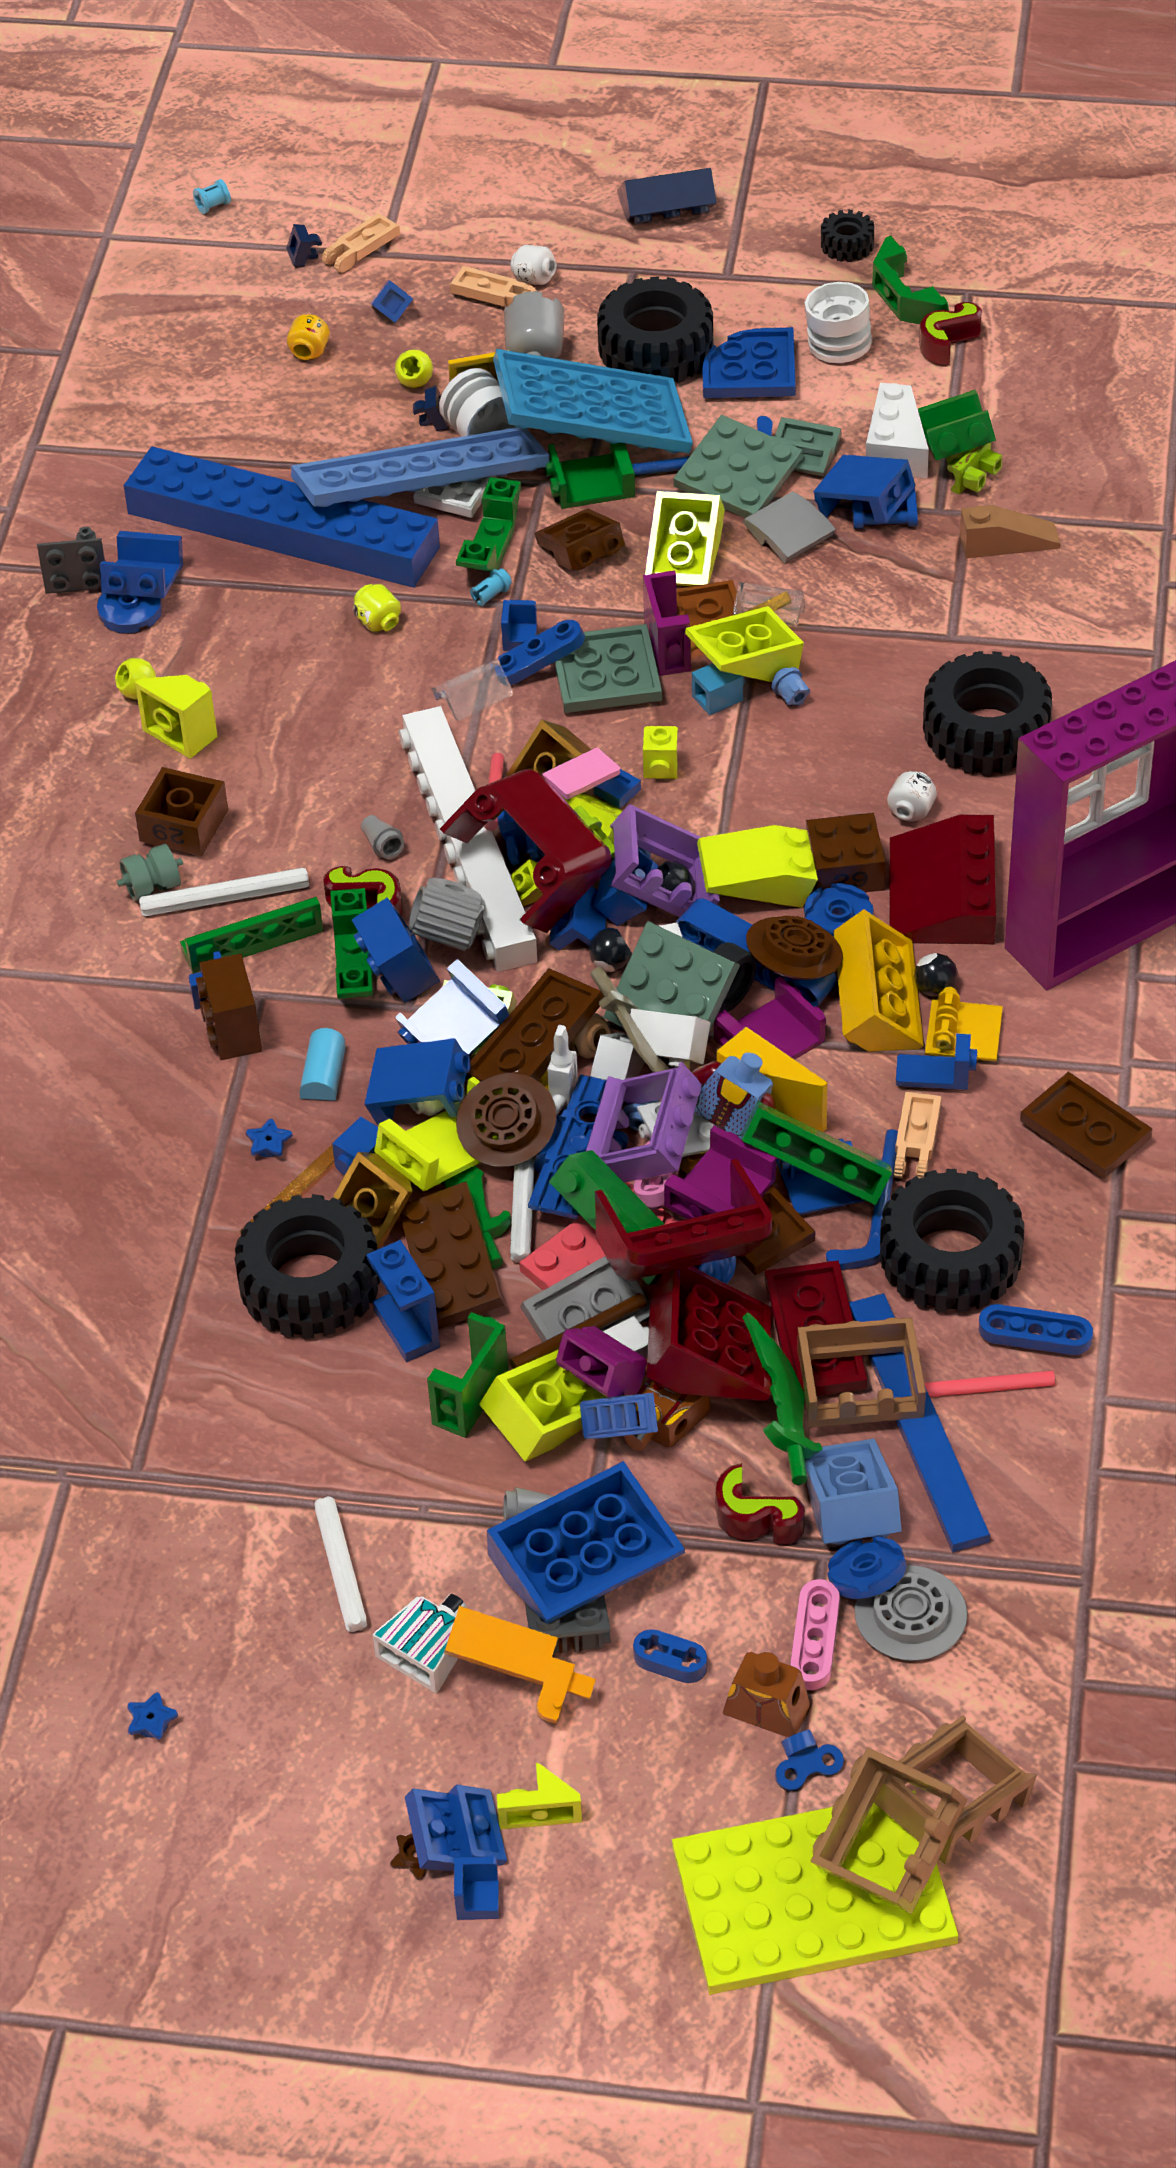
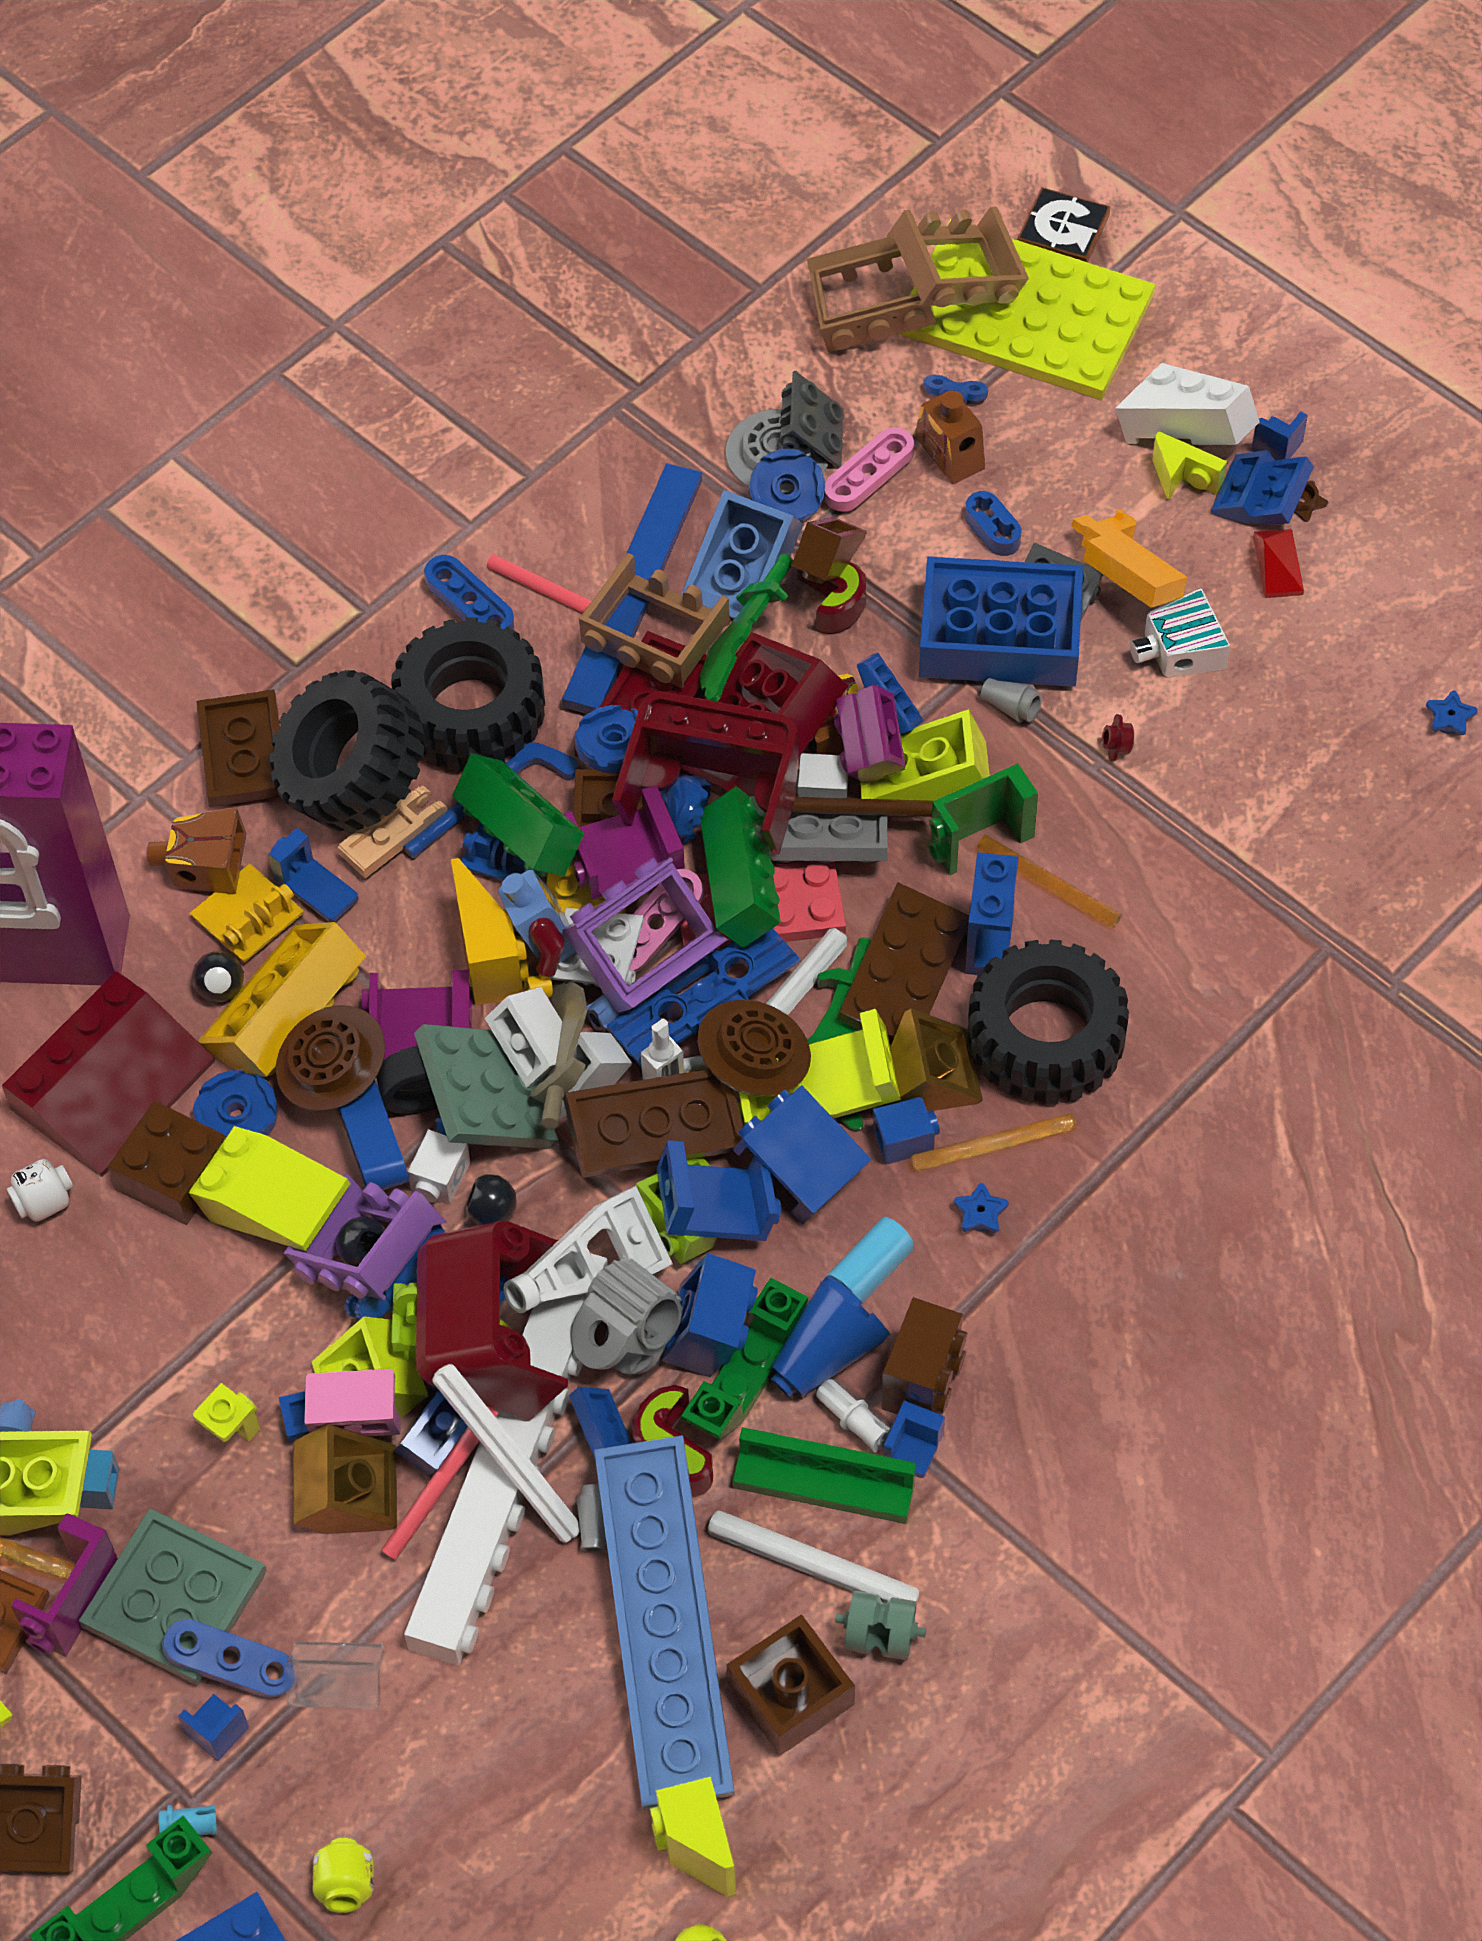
camera: 145 degrees left, 10 degrees up
(270, 976) = (853, 1415): none -> white axle
(290, 797) = (663, 1617): none -> medium blue plate
(305, 998) = (826, 1339): none -> blue cone
(340, 1564) = (1205, 751): white axle -> none
(371, 1390) = (1053, 883): none -> clear yellow bar
(394, 1771) = (1278, 563): none -> red slope
(413, 872) = (599, 1418): none -> blue plate
(417, 1523) = (1118, 738): none -> dark red plate
(454, 794) = (506, 1452): none -> white axle
(501, 964) = (630, 1233): none -> white plate
(568, 1836) = (1188, 407): none -> white wedge
(769, 1499) = (827, 548): none -> reddish brown slope
(810, 1253) = (605, 737): none -> blue plate
(849, 2005) = (1064, 224): none -> tile
(894, 1634) = (811, 419): none -> dark grey hinge
(984, 1121) = (376, 769): none -> black tyre
(1029, 1034) = (203, 851): none -> dark orange torso

